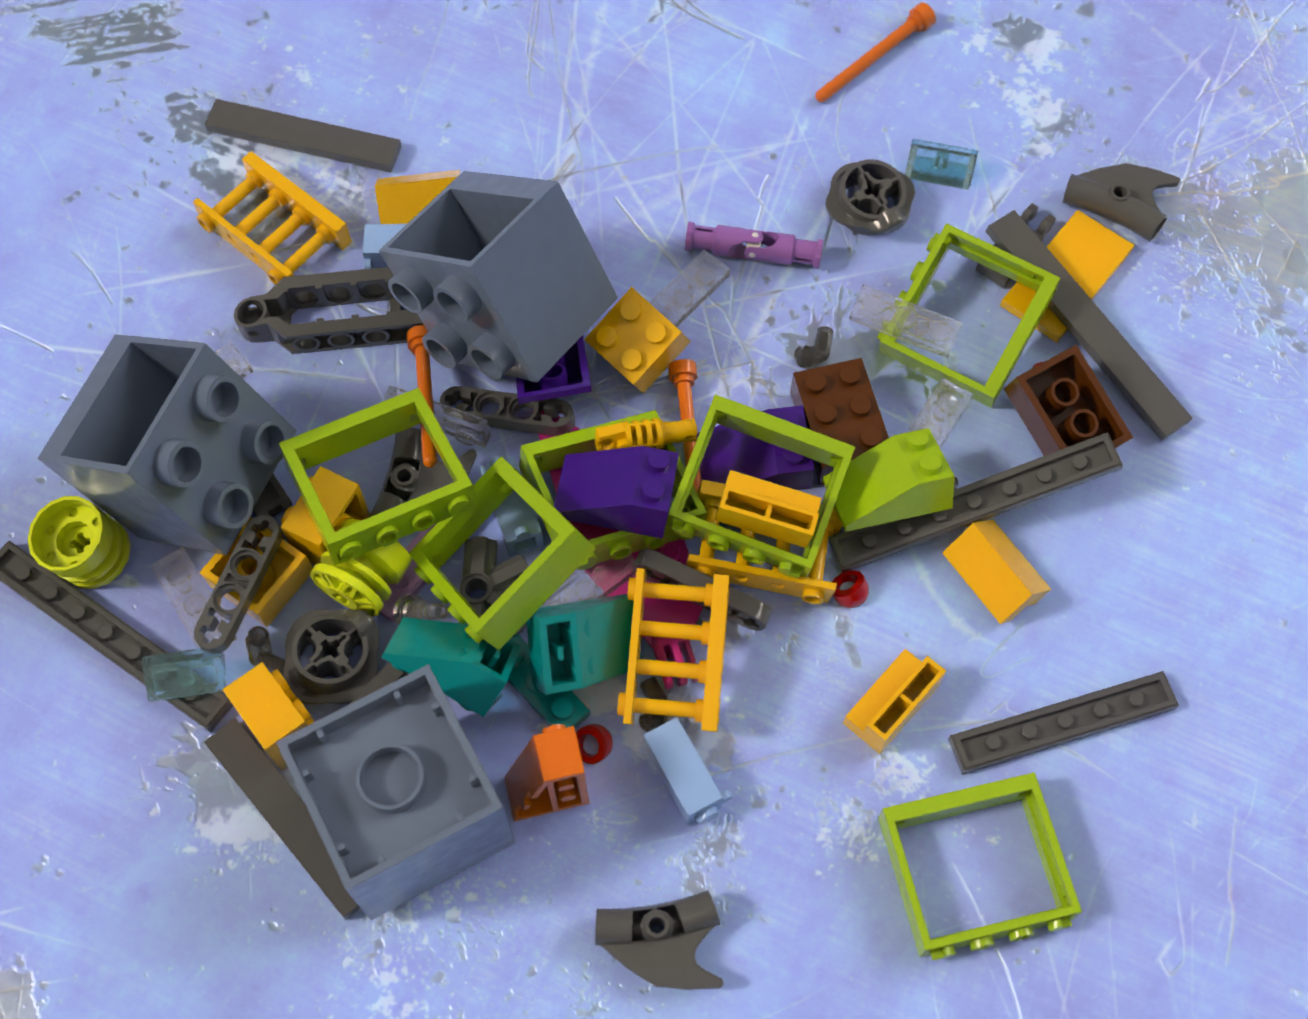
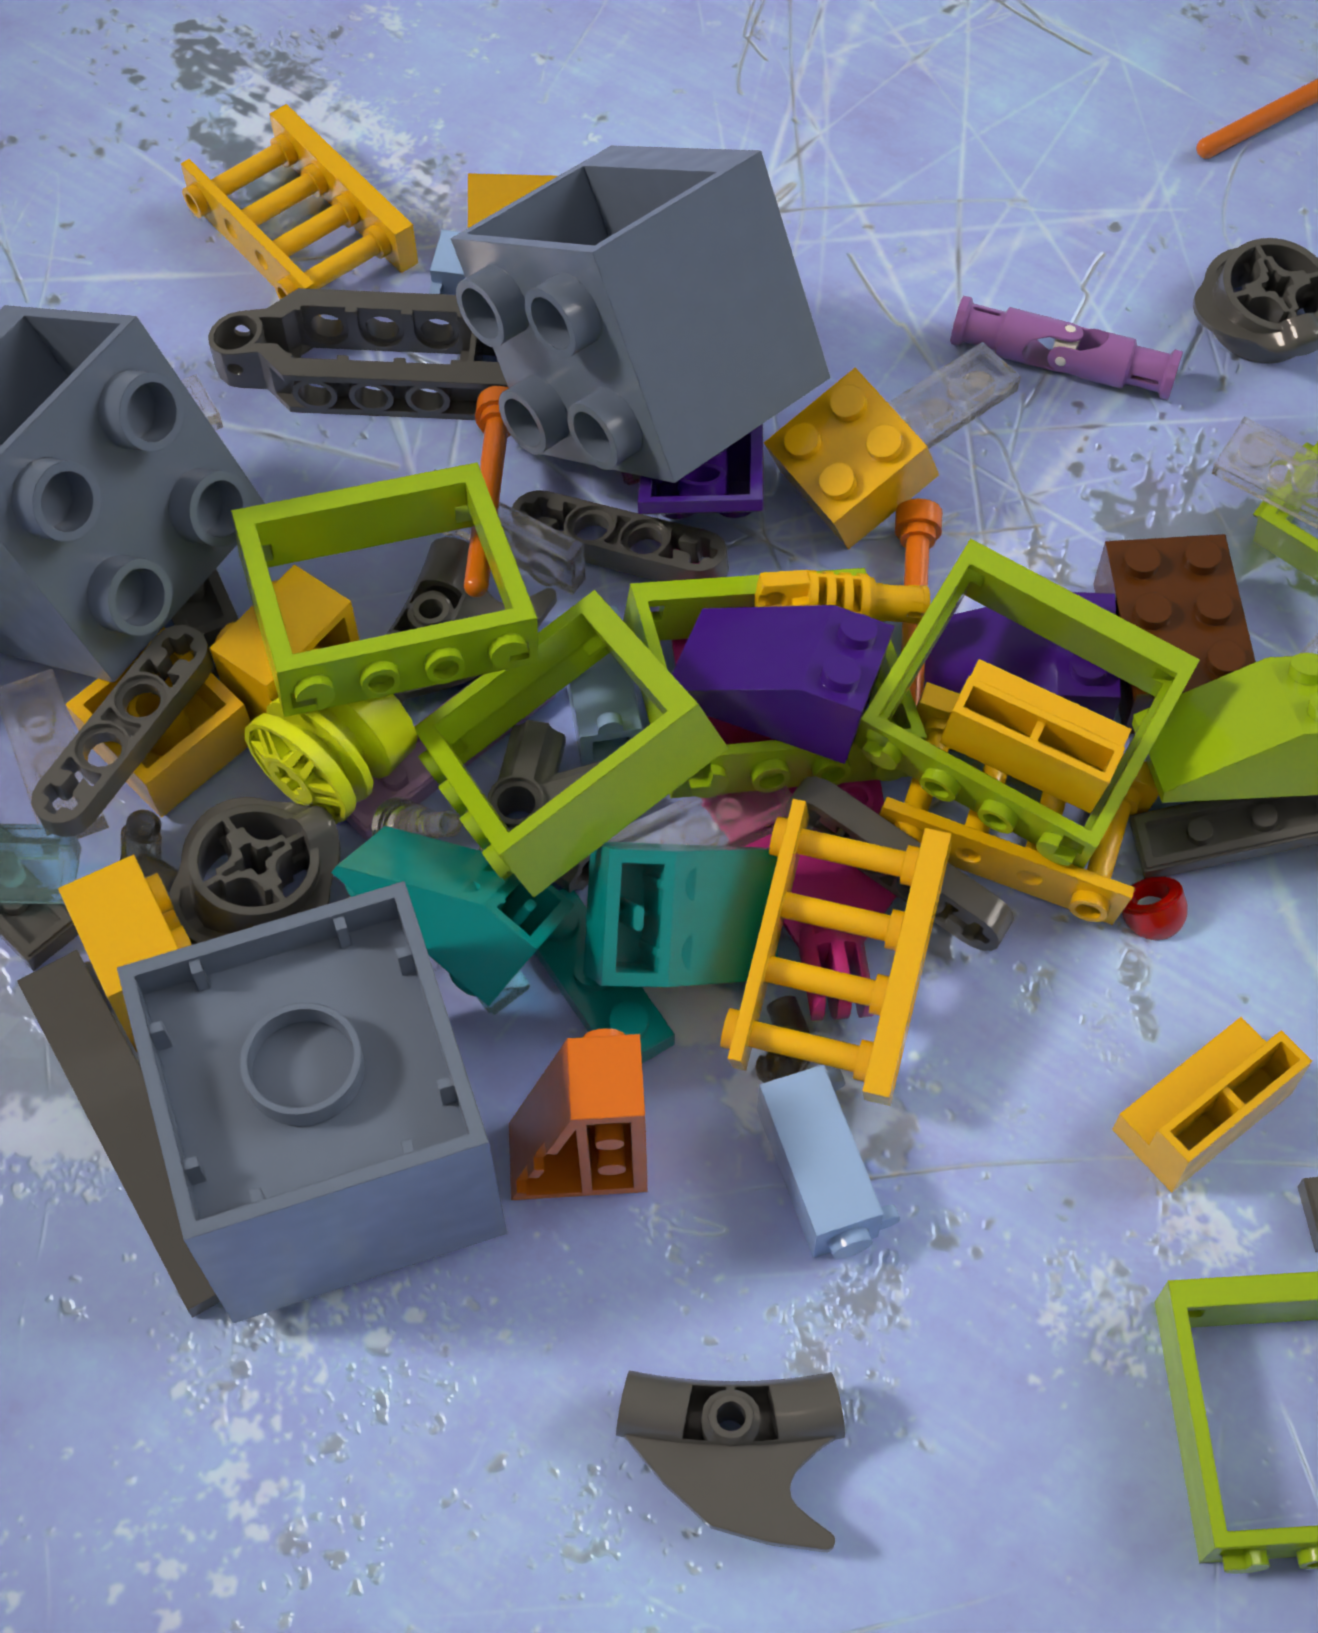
camera: 10 degrees right, 5 degrees down
(303, 135) = (375, 101): dark grey tile -> none
(604, 740) = (691, 1090): red piece -> none
(819, 352) = (1150, 524): clear smoke arm -> none

